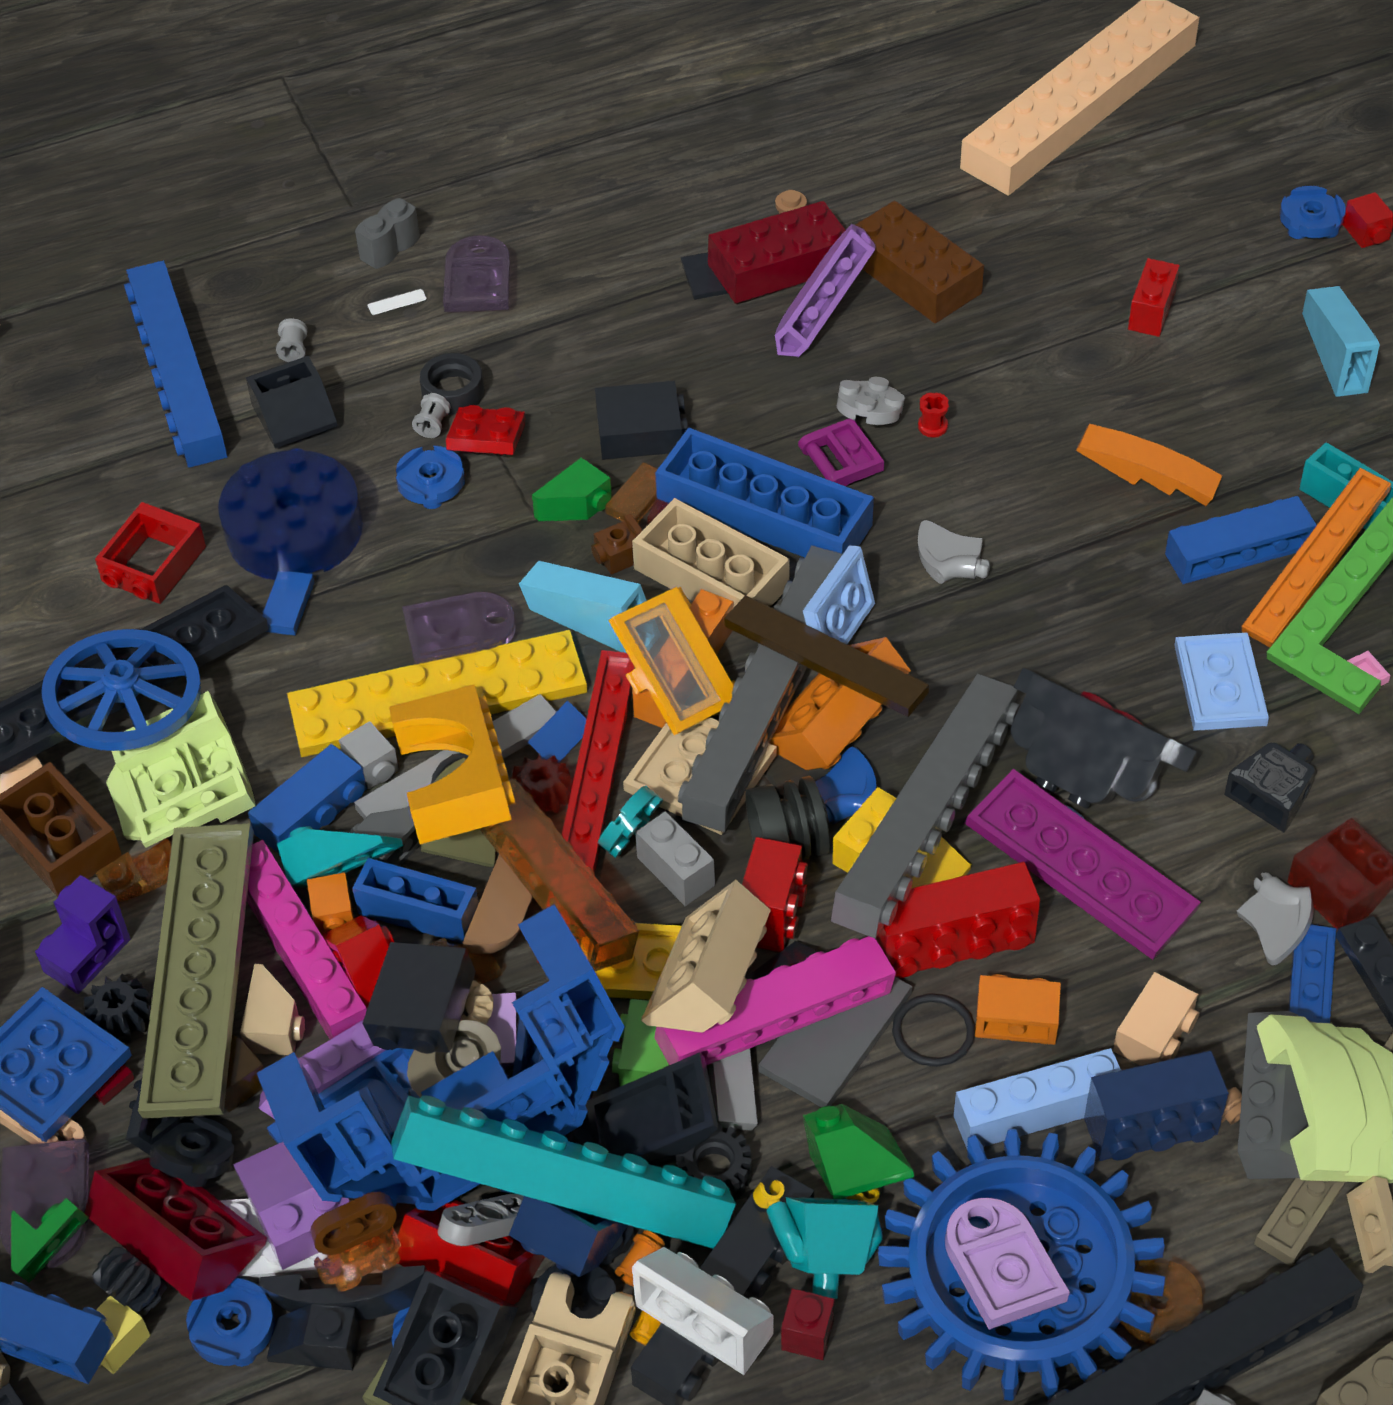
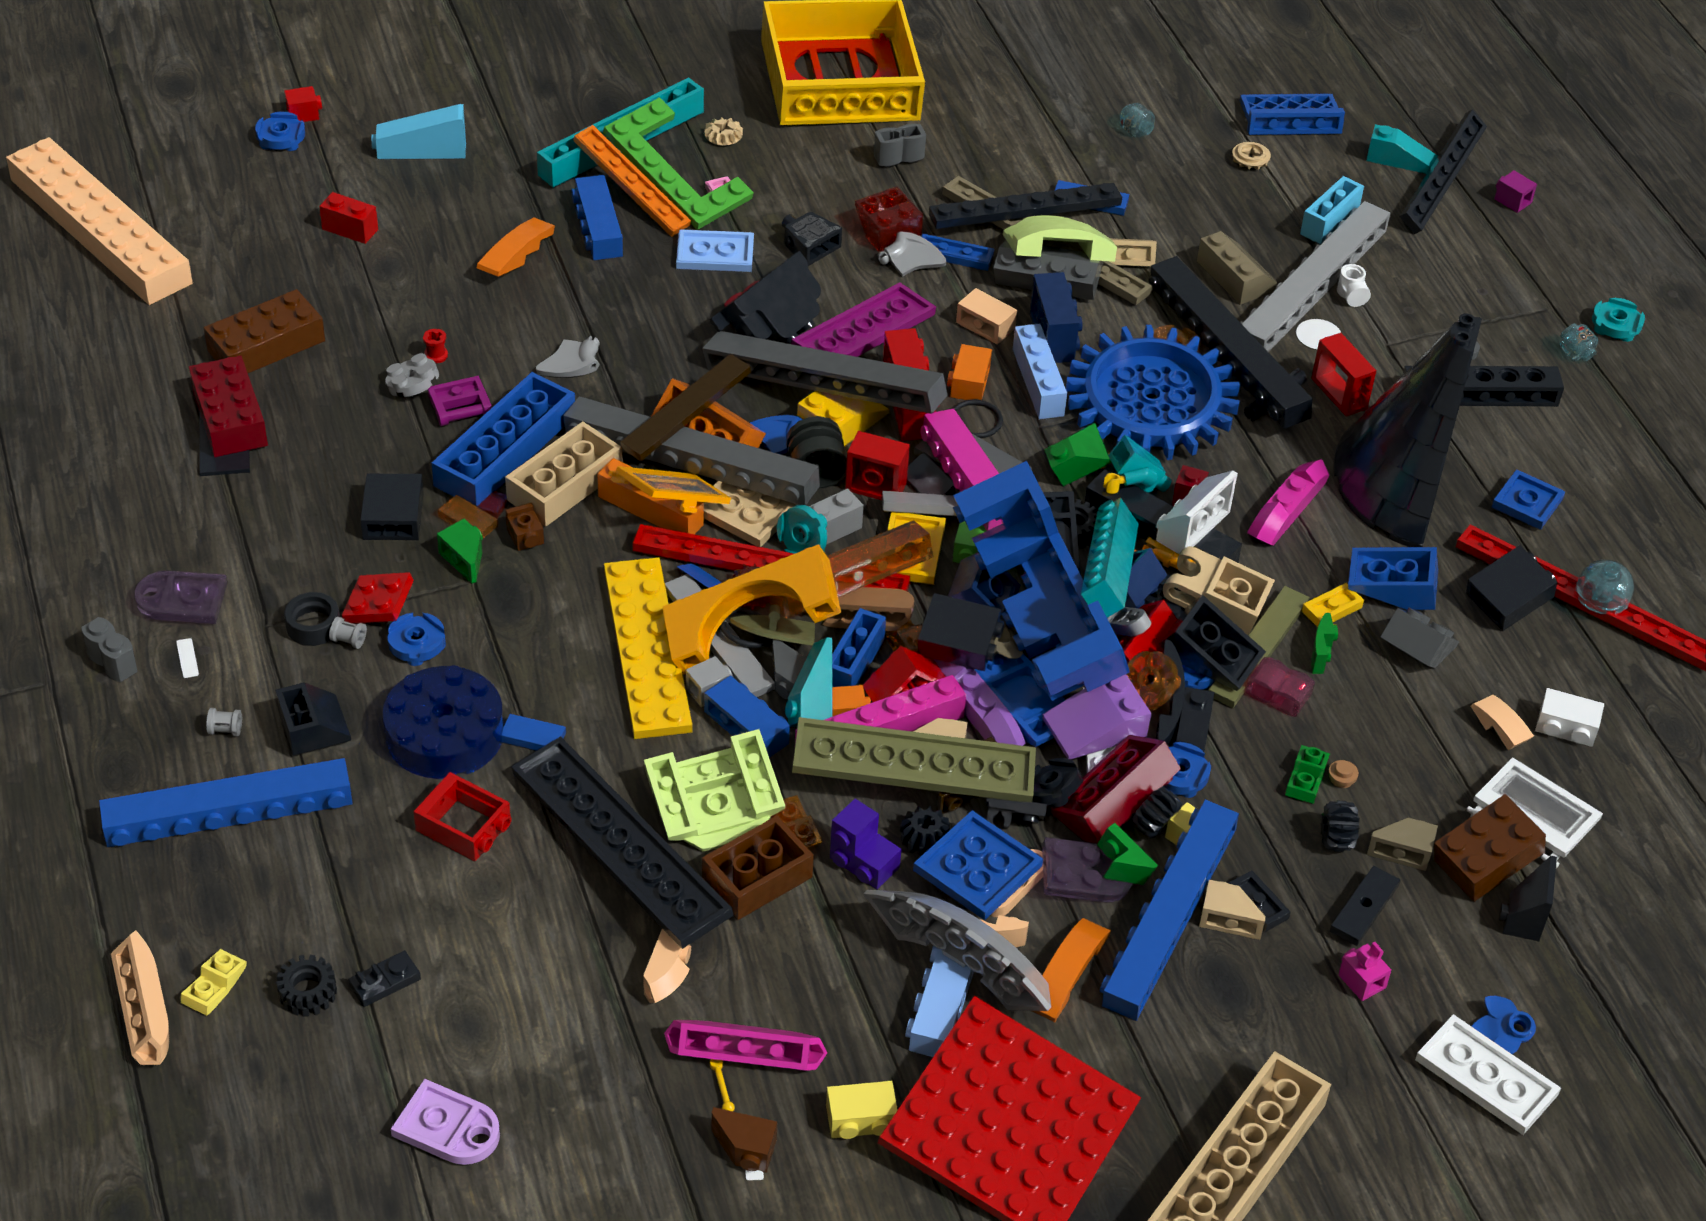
camera: 90 degrees left, 5 degrees down
(121, 683) = (636, 805): blue wheel -> none
(353, 1223) = (1141, 675): reddish brown plate -> none
(457, 626) = (588, 630): clear purple plate -> none
(580, 599) = (589, 543): medium azure slope -> none
(709, 962) = (932, 479): tan slope -> none
(790, 200) = (161, 400): medium nougat plate -> none
(823, 291) = (298, 391): medium lavender brick -> none
(842, 598) = (624, 396): light blue tile -> none
(1003, 1263) = (1164, 386): lavender plate -> none

